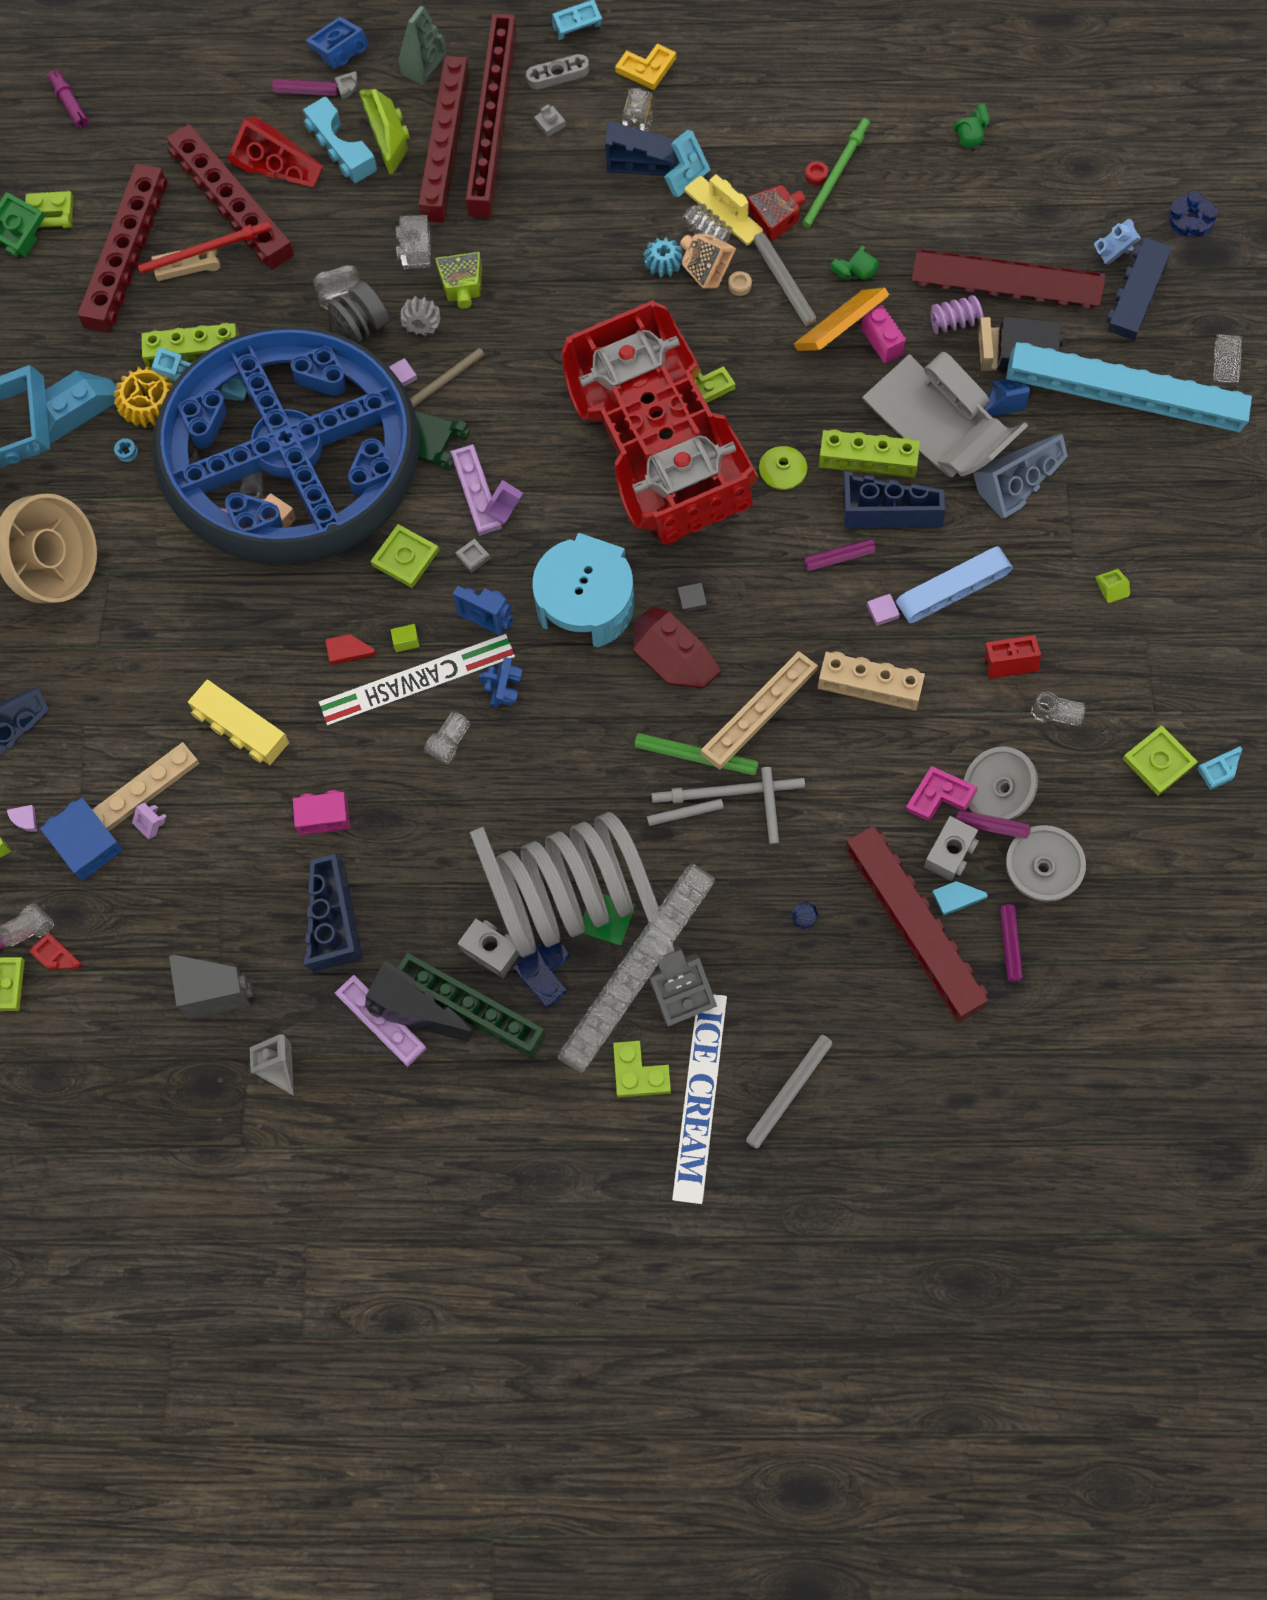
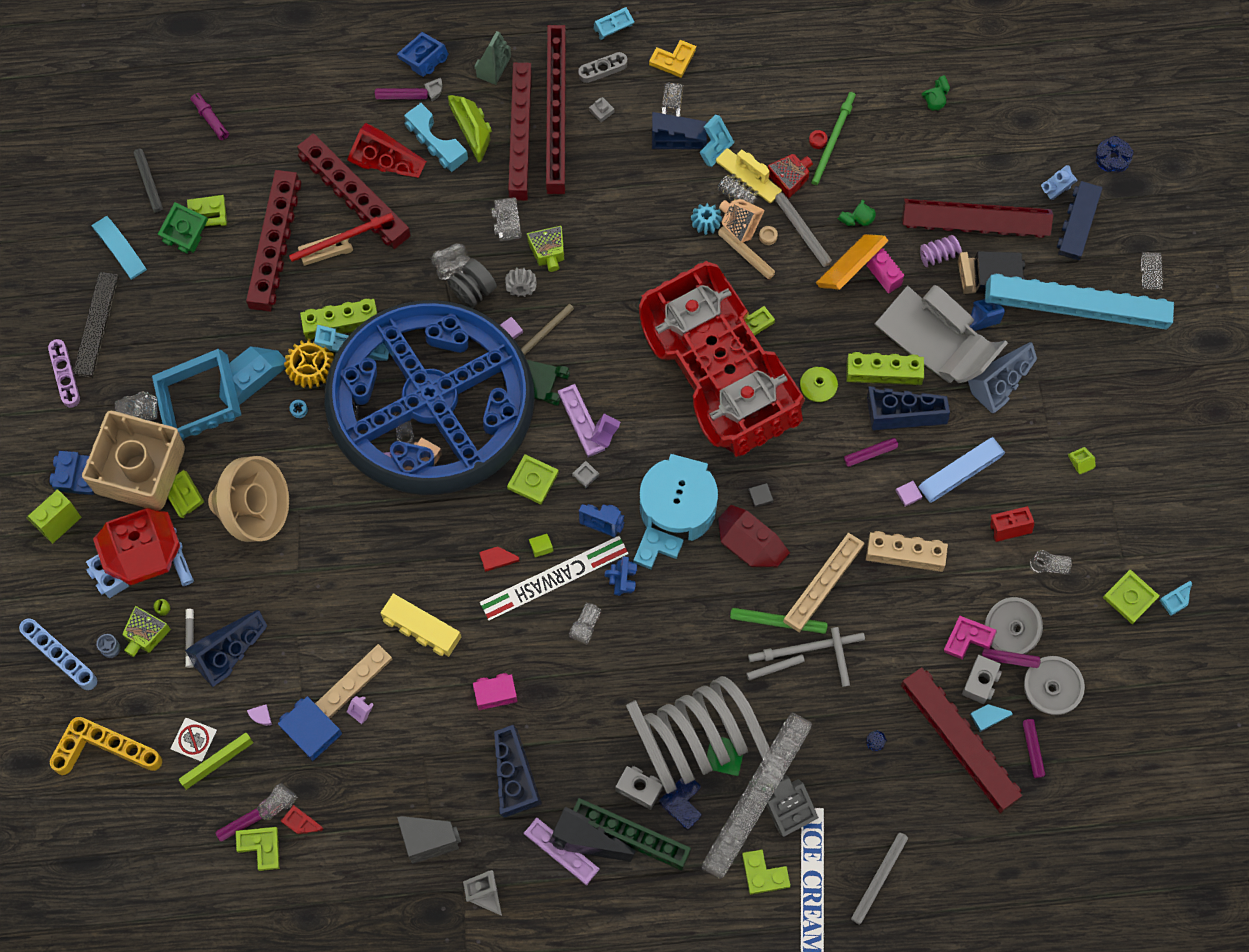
camera: 10 degrees left, 0 degrees up
(548, 646) = (654, 542): none -> medium azure plate
(710, 302) = (747, 253): none -> tan axle

